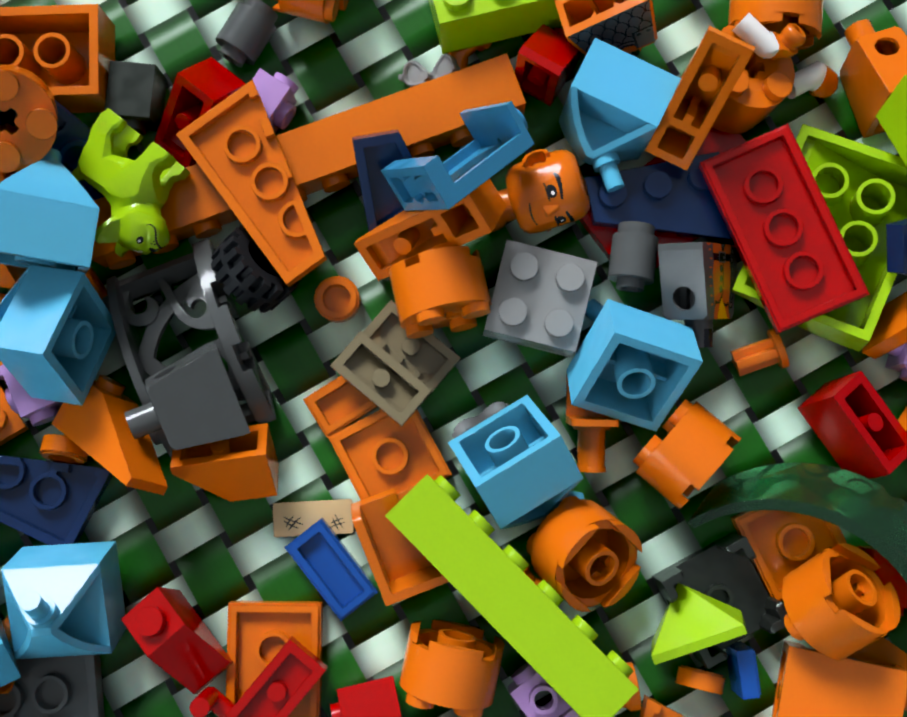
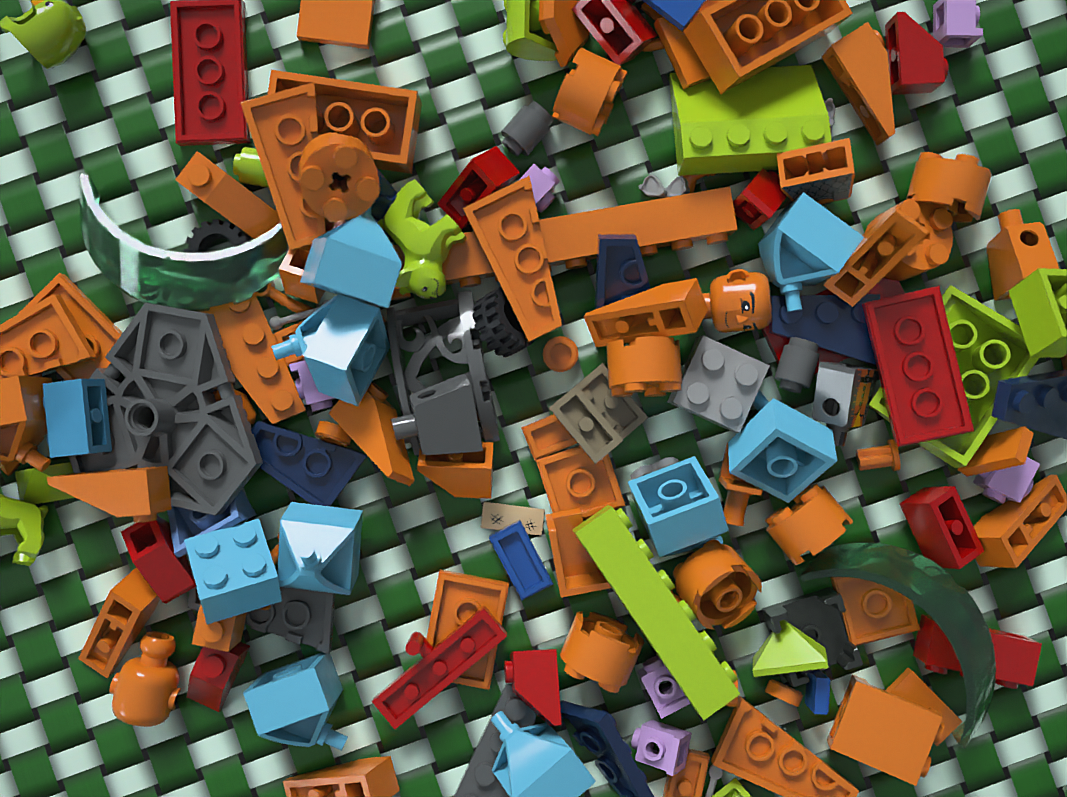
camera: 15 degrees right, 5 degrees up
(136, 94) = (431, 165): pearl dark grey brick -> none
(176, 638) = (398, 592): red slope -> none
(429, 184) = (655, 286): dark azure panel -> none
(770, 43) = (938, 220): arm -> none
(817, 78) = (968, 250): white arm -> none
(839, 602) = (901, 656): orange brick -> none

